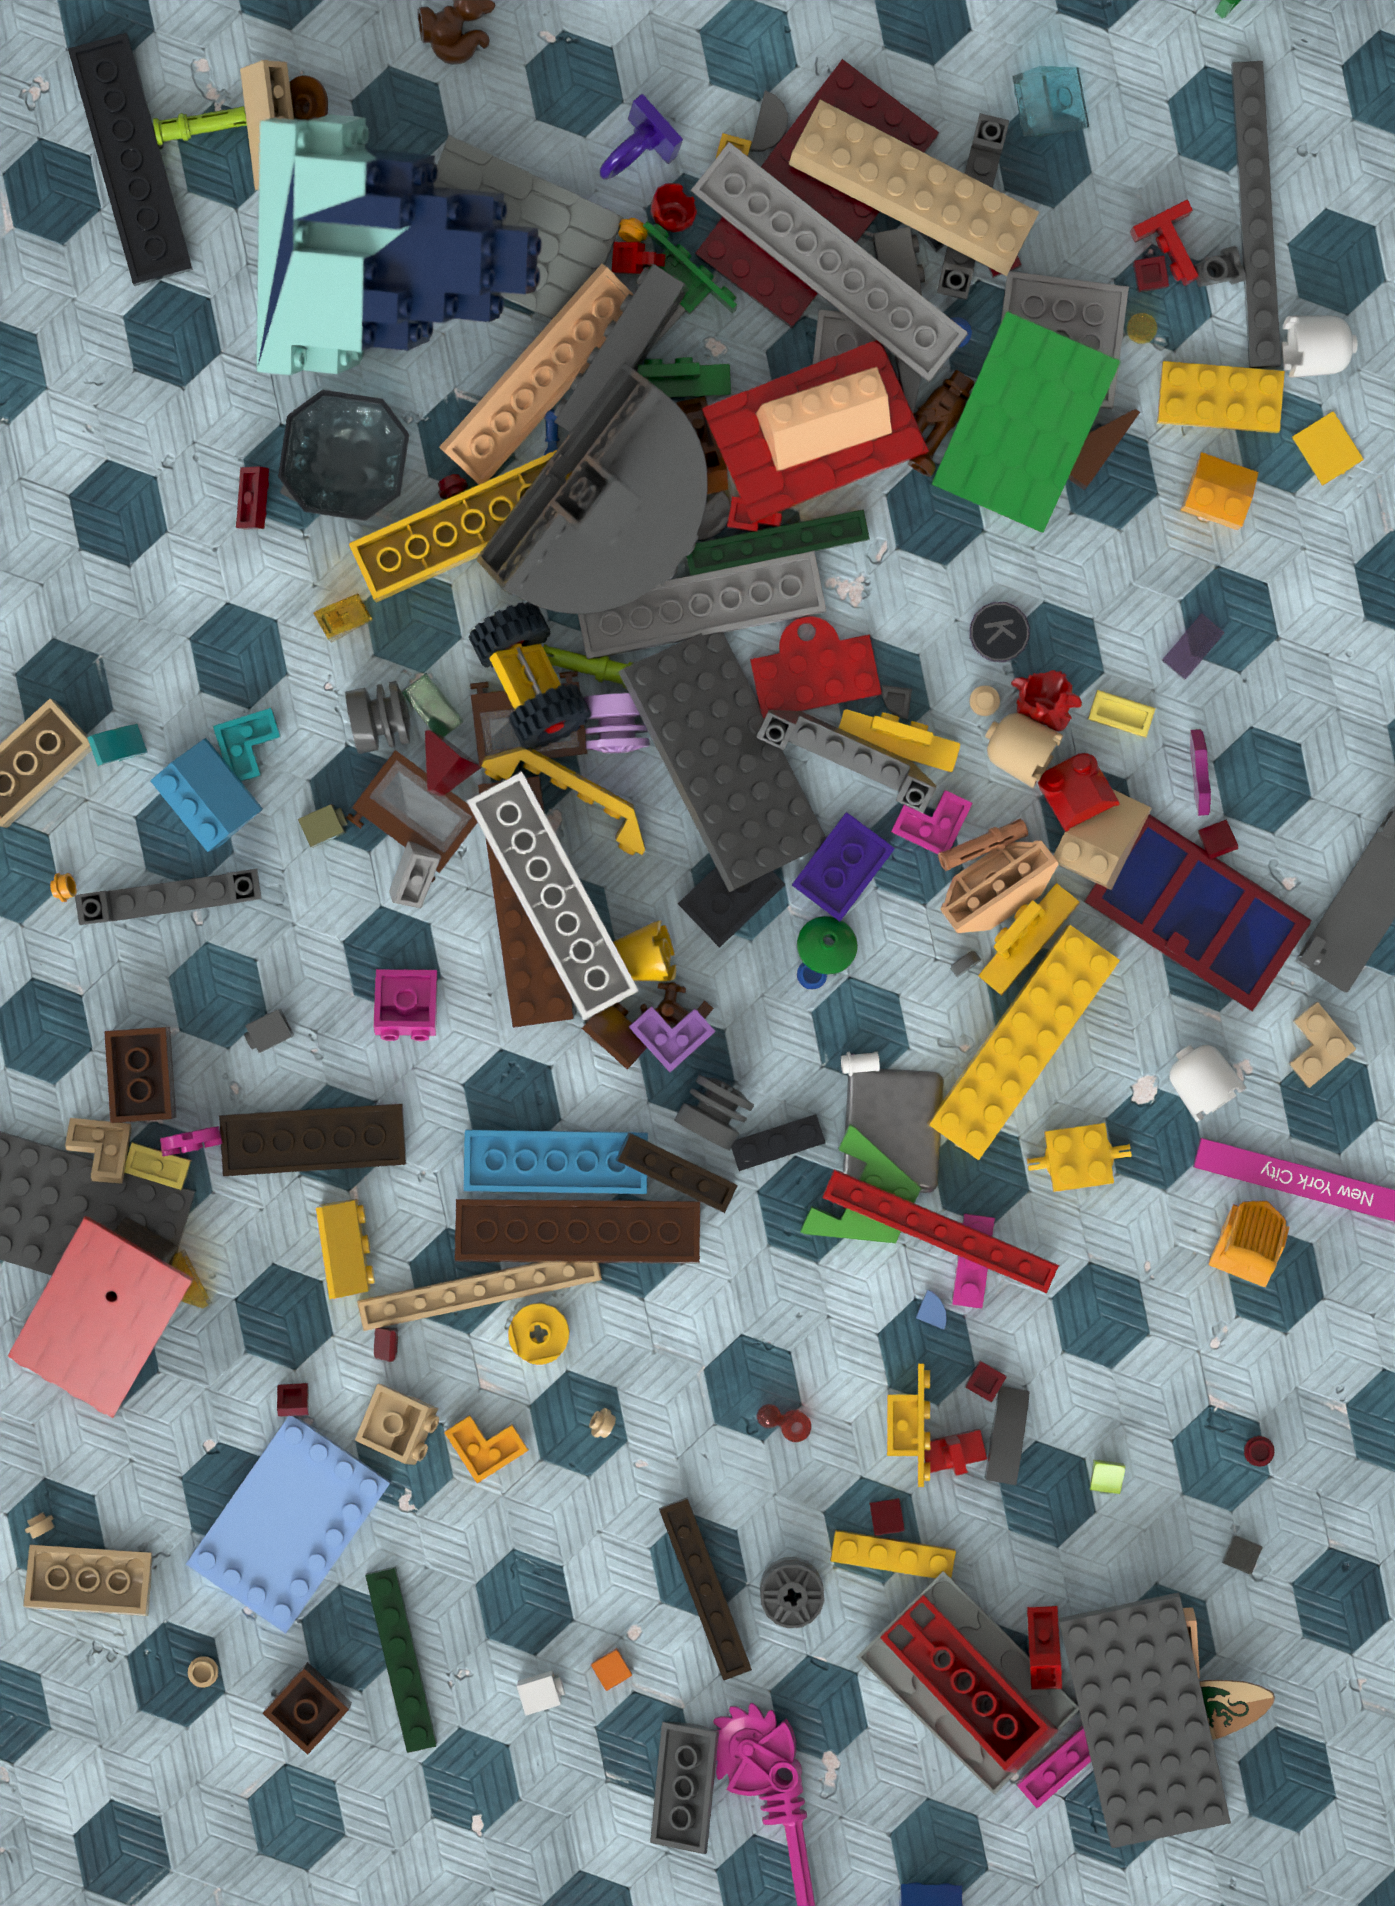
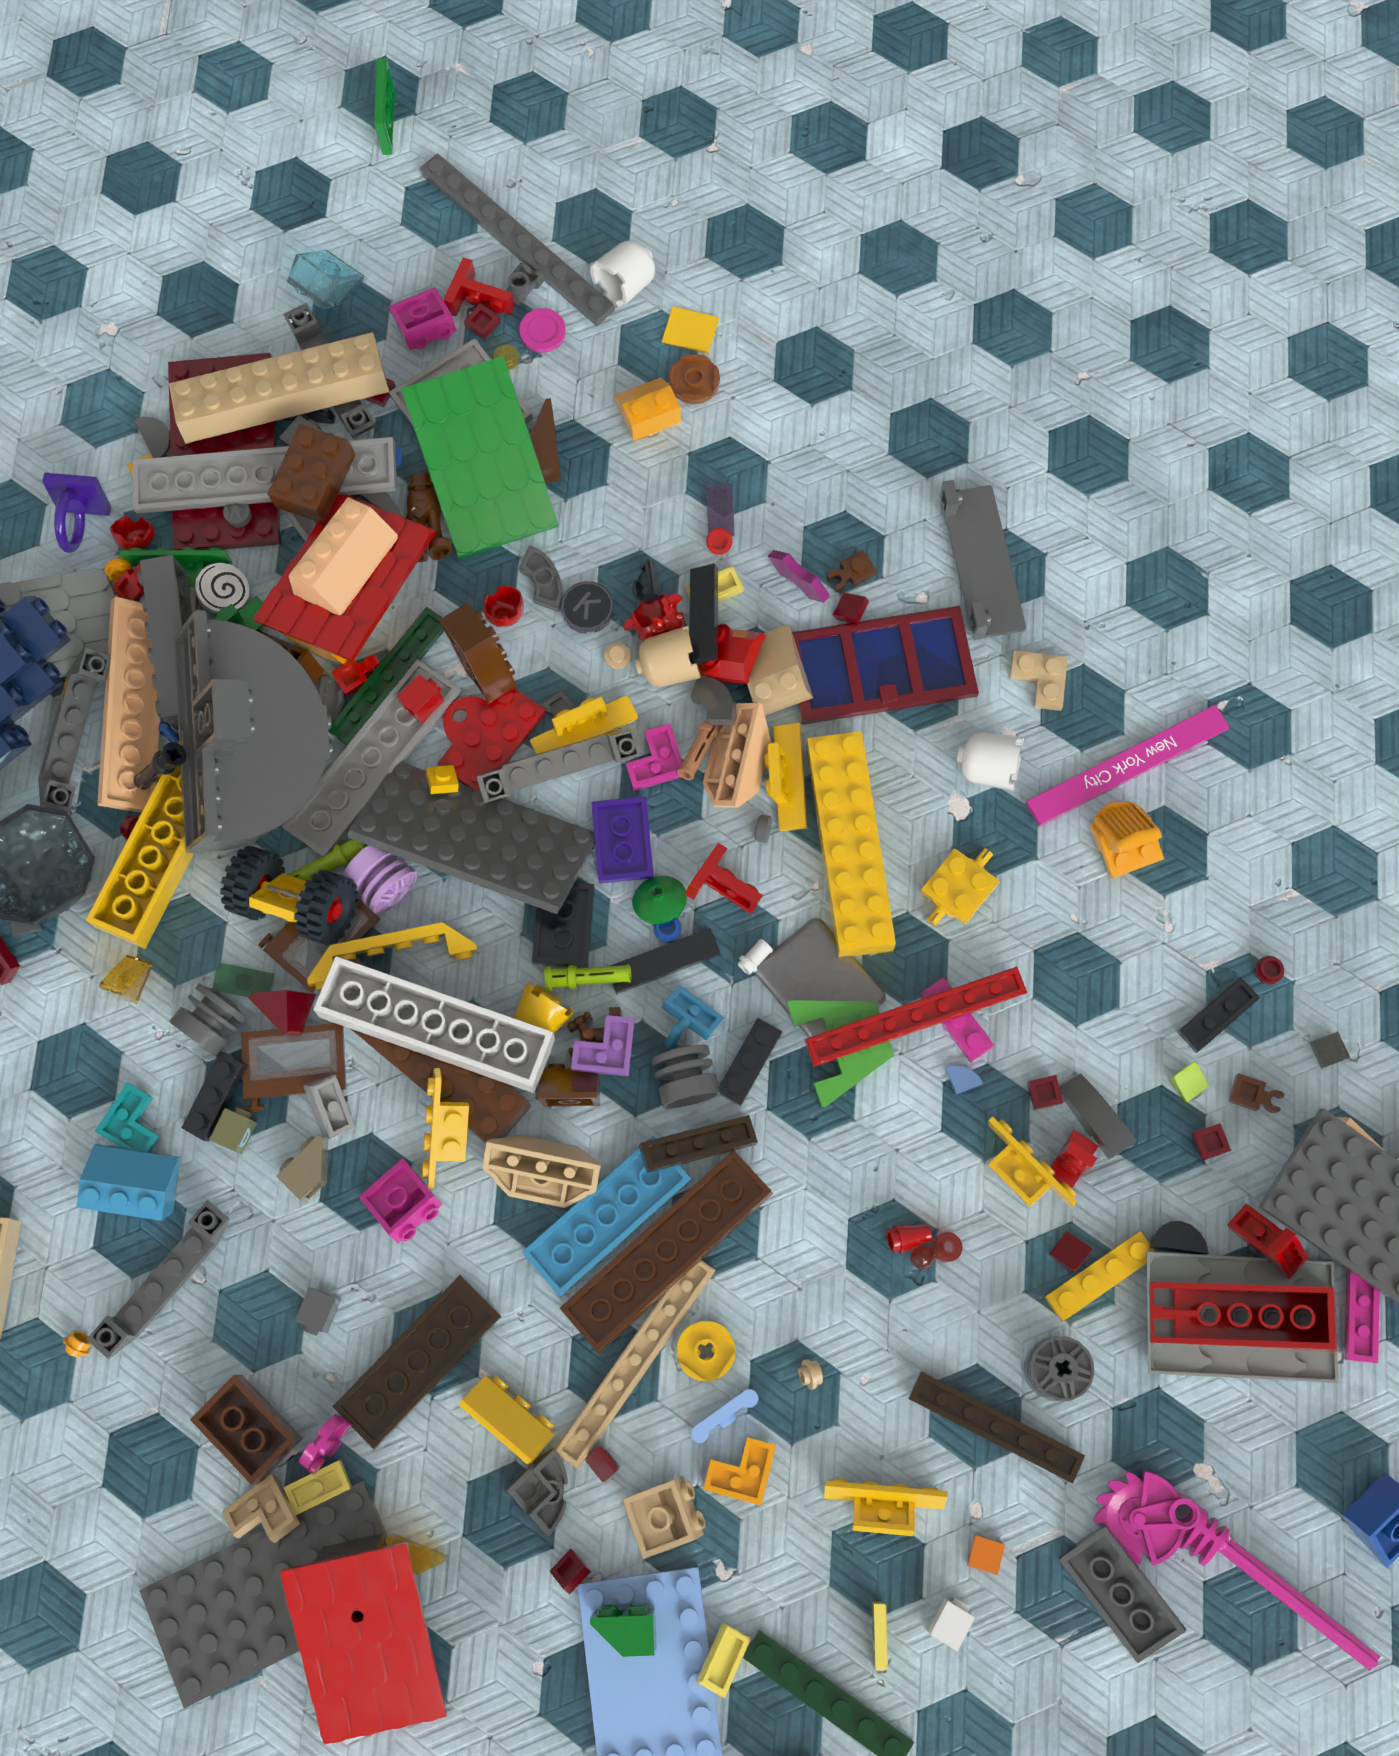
camera: 40 degrees left, 15 degrees down
(117, 744) = (31, 1203): teal slope -> none
(298, 1481) = (627, 1630): none -> green slope
(322, 1321) = (541, 1491): none -> dark grey brick
(330, 783) = (214, 1096): none -> black plate
(349, 1564) = (723, 1660): none -> light yellow tile
(353, 912) = (308, 1170): none -> dark tan slope
(466, 351) = (68, 728): none -> dark grey slope
(481, 1650) = (879, 1634): none -> light yellow tile
(489, 984) = (447, 1130): none -> yellow bracket
(509, 1393) = (724, 1415): none -> light blue plate
(521, 468) = (163, 763): none -> black pin
(537, 1081) = (541, 1169): none -> tan wedge
(567, 1569) = (884, 1507): none -> yellow bracket
(705, 332) = (220, 586): none -> white tile
(739, 981) = (575, 976): none -> lime pin
(740, 682) = (442, 779): none -> yellow plate
(766, 1064) = (690, 1013): none -> dark azure plate
(771, 1390) = (905, 1237): none -> red cone
(776, 275) = (237, 514): none -> dark grey tile
(784, 998) = (669, 959): none -> black tile
(785, 595) = (421, 698): none -> red brick
(867, 309) = (311, 473): none -> reddish brown brick
(867, 603) = (479, 652): none -> reddish brown brick
(891, 978) = (723, 882): none -> red bracket
(927, 570) = (504, 606): none -> red hair
(979, 1583) = (1179, 1237): none -> black tile
(988, 570) = (545, 578): none -> dark grey tile
(1028, 820) = (716, 699): none -> dark grey tile
(1066, 659) = (647, 585): none -> black tile
(1076, 1536) = (1211, 1142): none -> dark red plate
(1087, 735) = (703, 614): none -> black tile
(1100, 224) = (423, 319): none -> dark pink plate
(1144, 1530) = (1251, 1093): none -> reddish brown plate
(1164, 675) = (719, 541): none -> red tile
(1183, 1447) = (1218, 1015): none -> black tile
(1196, 331) = (542, 330): none -> dark pink piece
(1220, 397) = (594, 355): yellow plate -> none
(1256, 807) = (854, 569): none -> reddish brown plate
(1285, 500) = (694, 379): none -> dark orange tile

